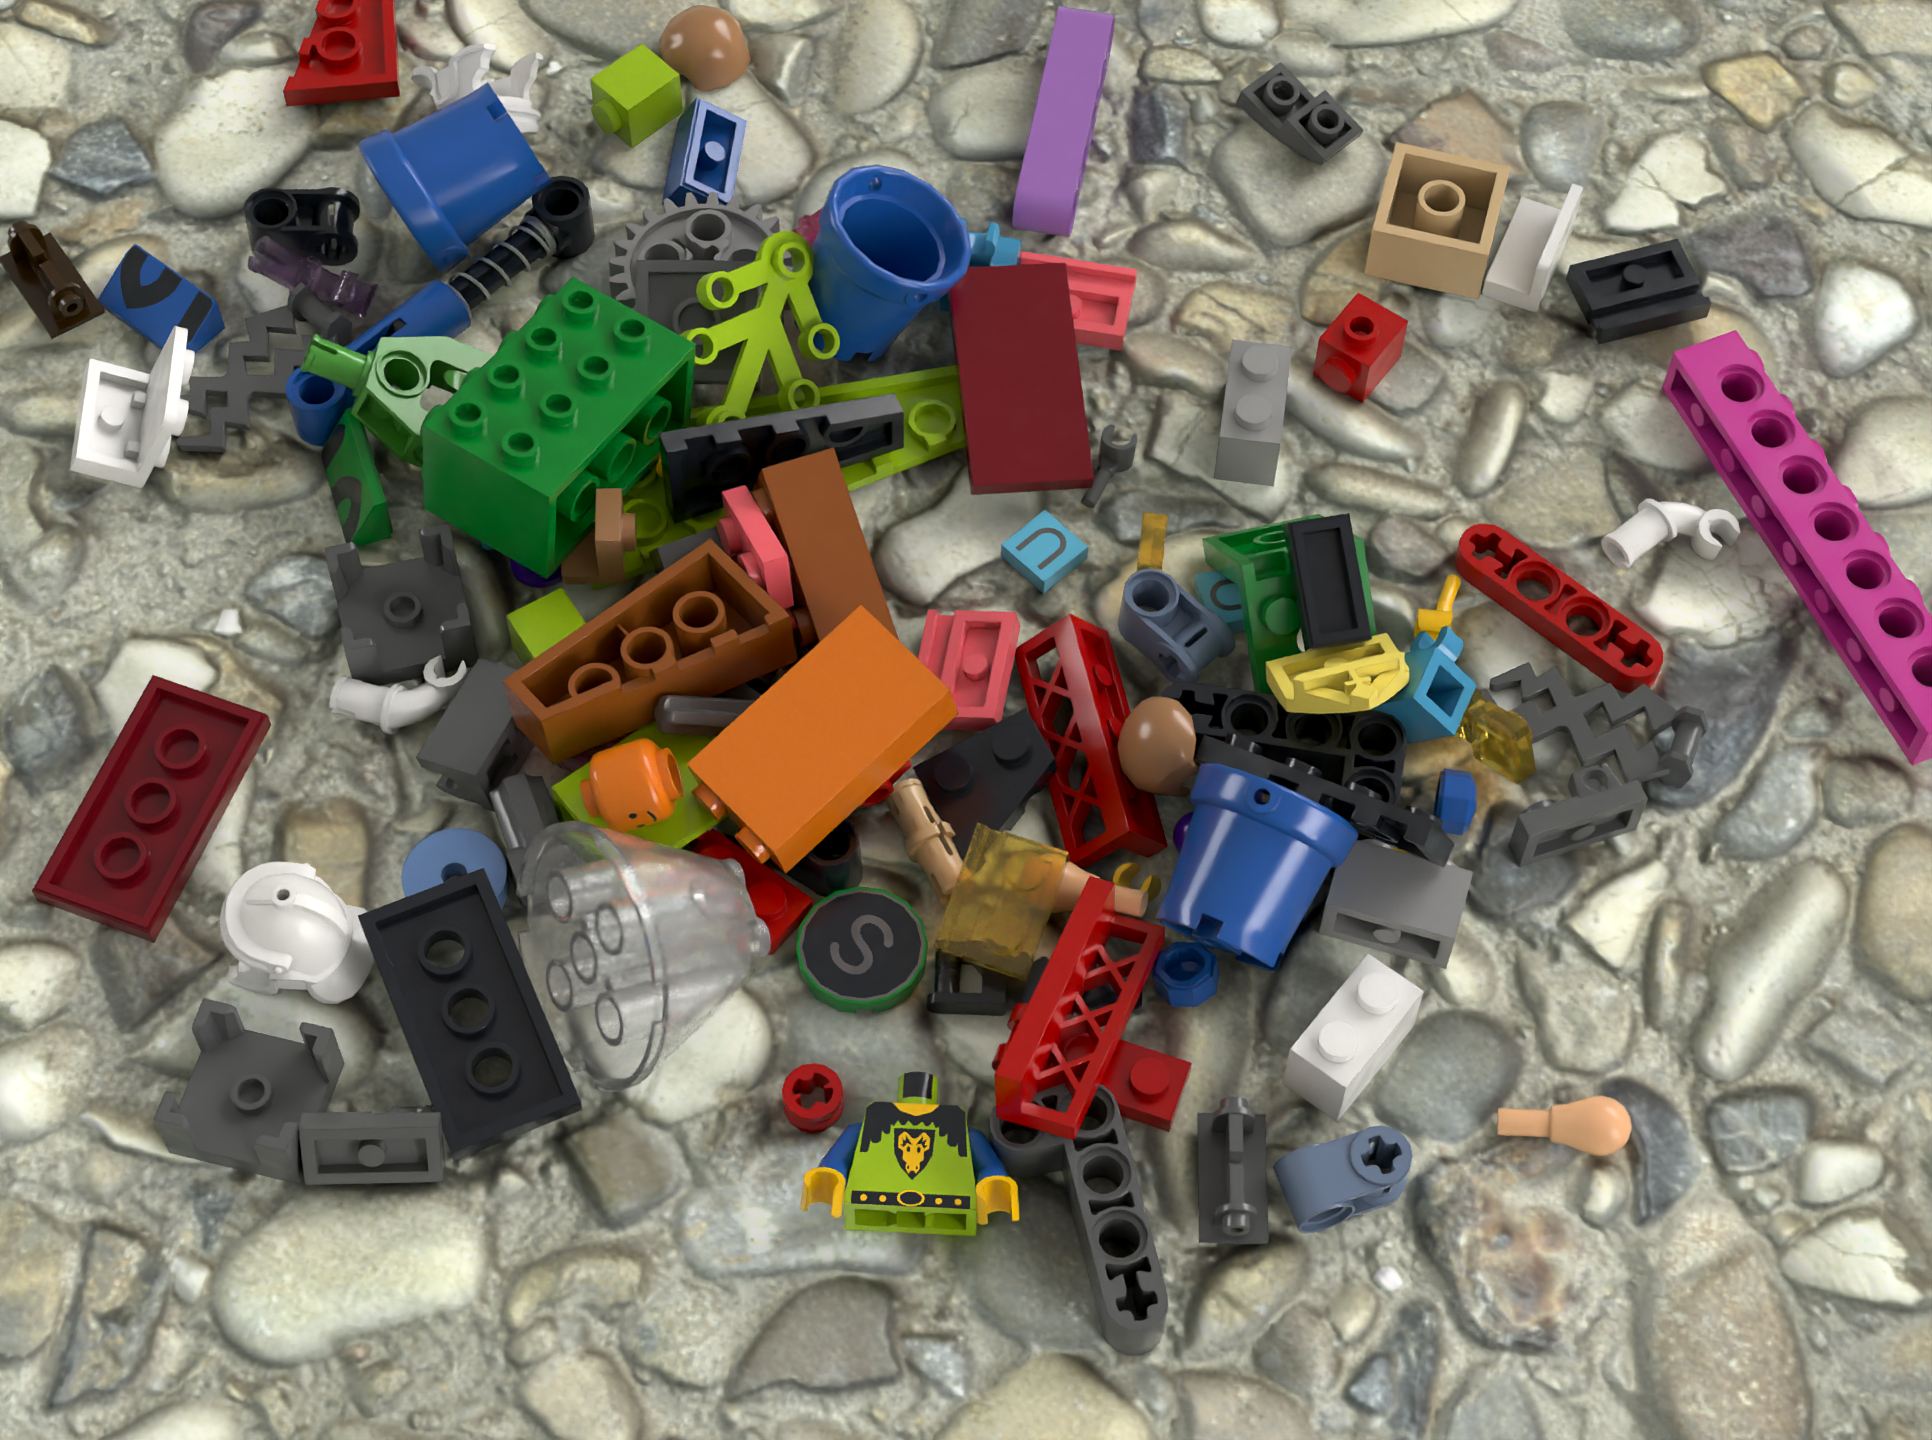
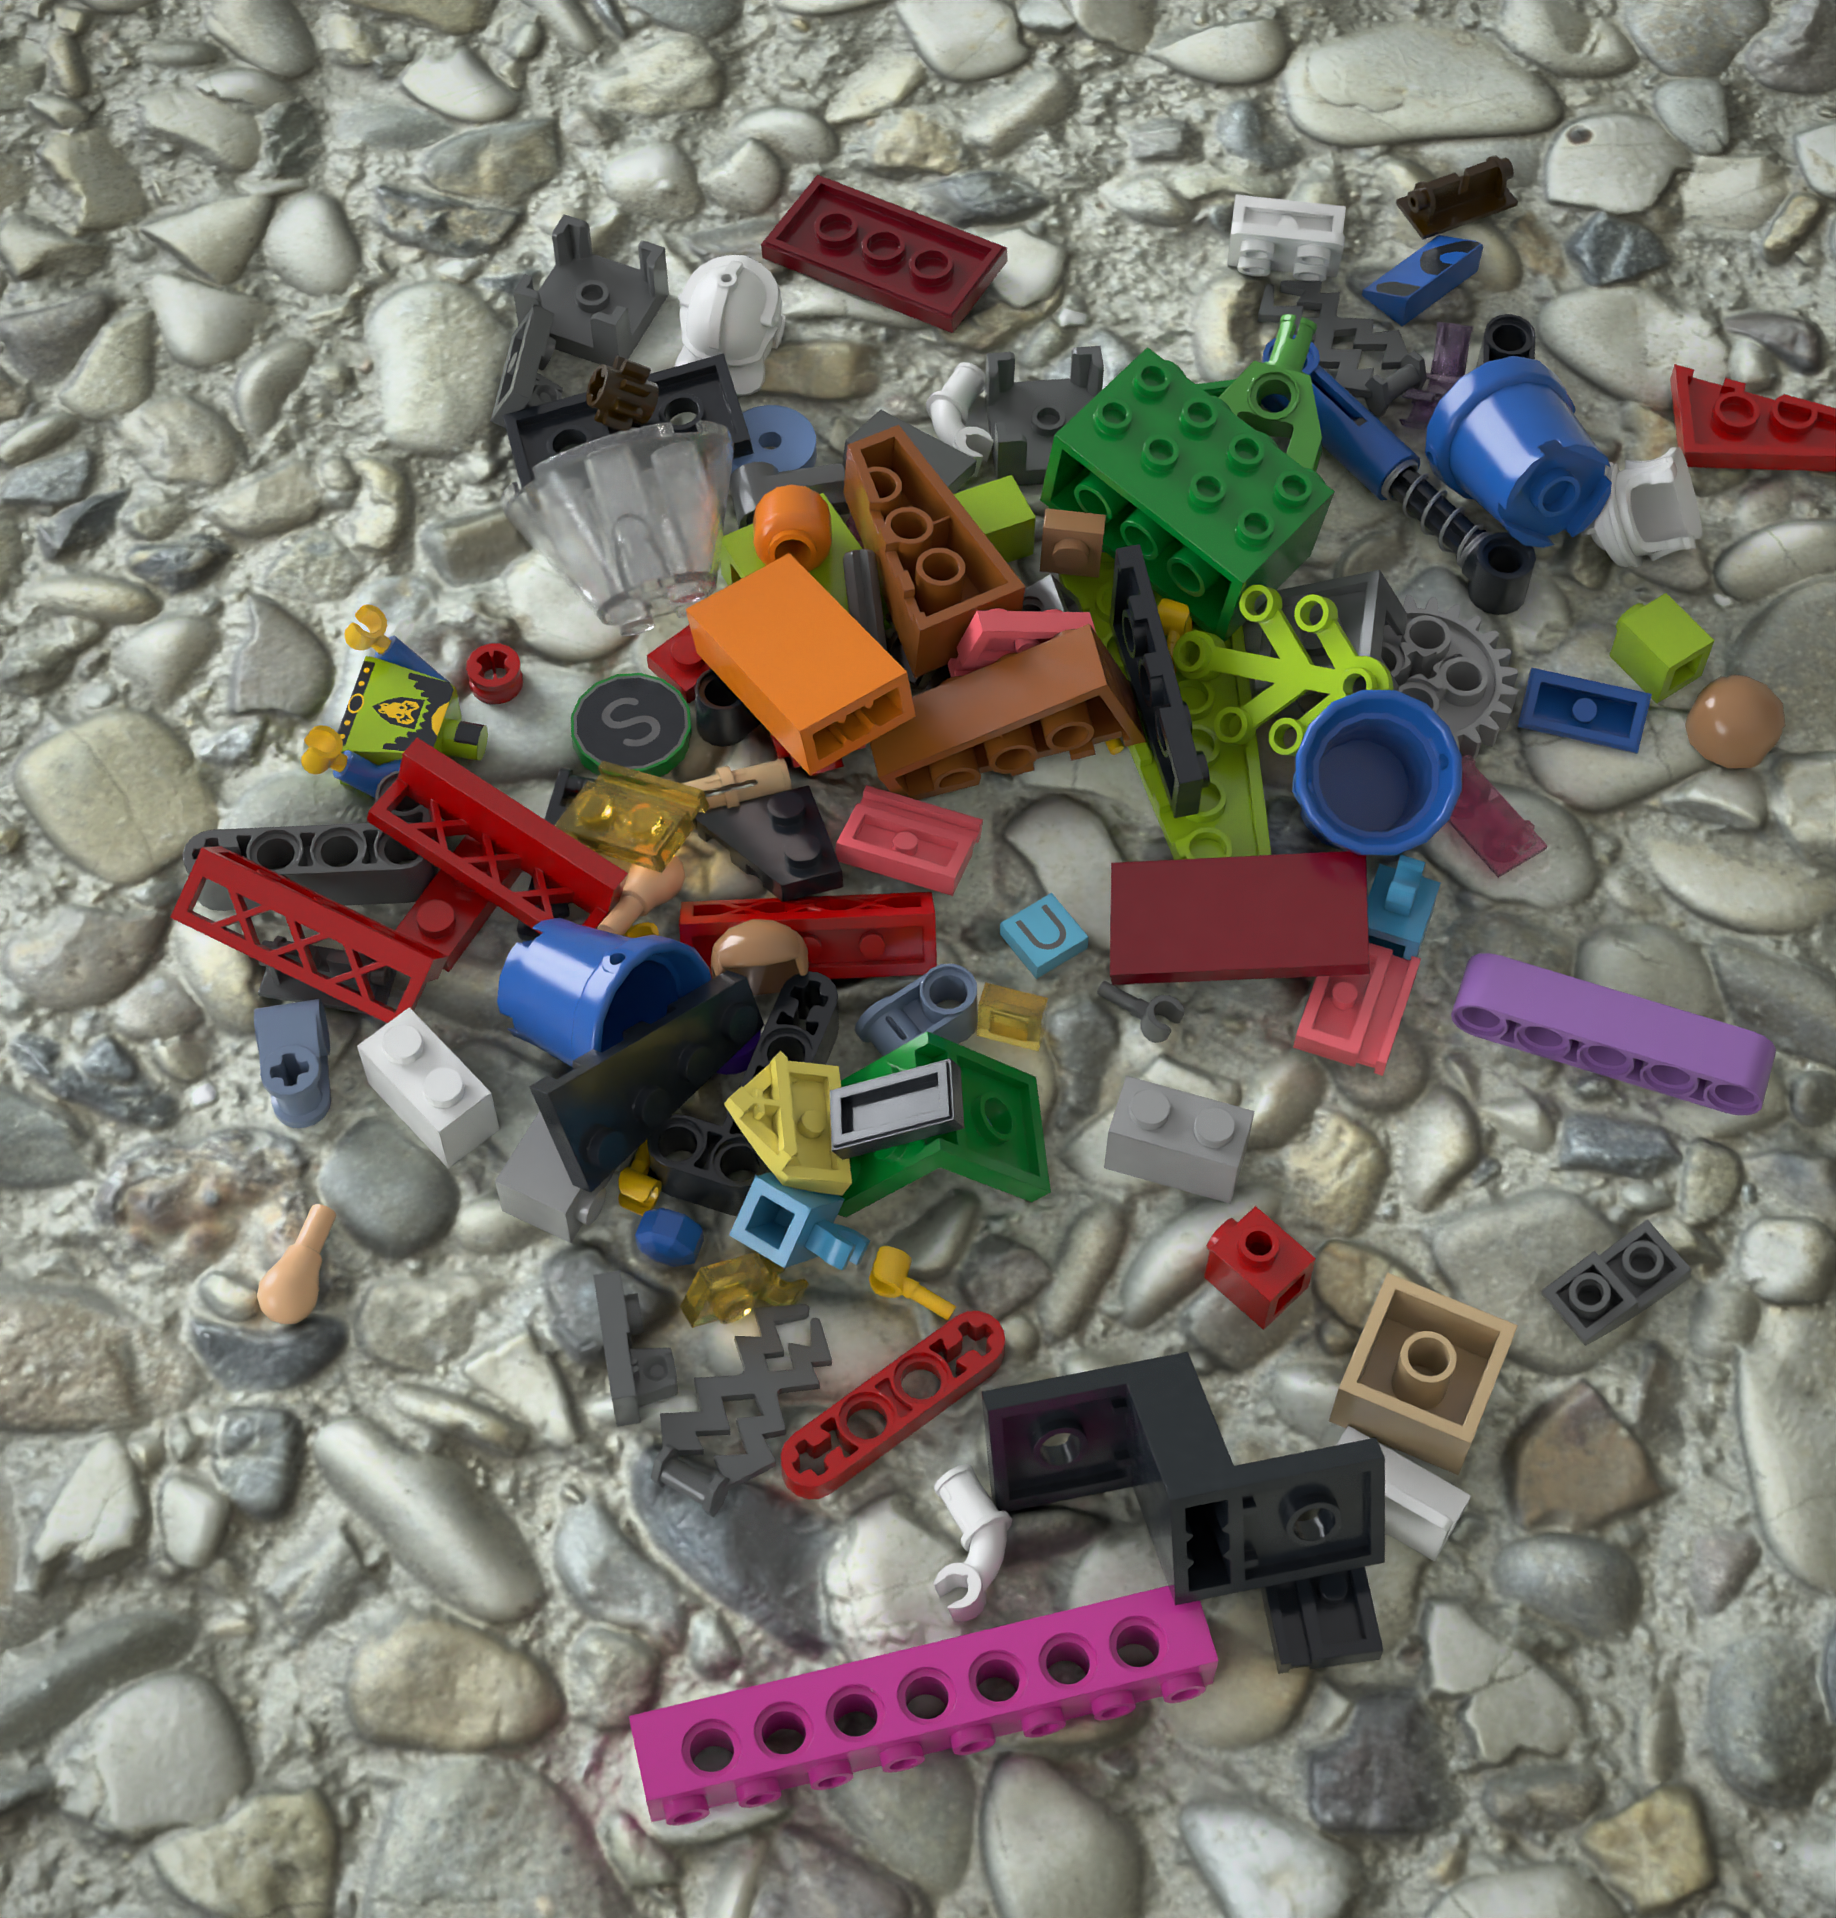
camera: 100 degrees right, 0 degrees up
(450, 991) = (622, 394): none -> dark brown gear
(1208, 1152) = (316, 912): none -> red fence
(1600, 351) = (1209, 1521): none -> black bracket

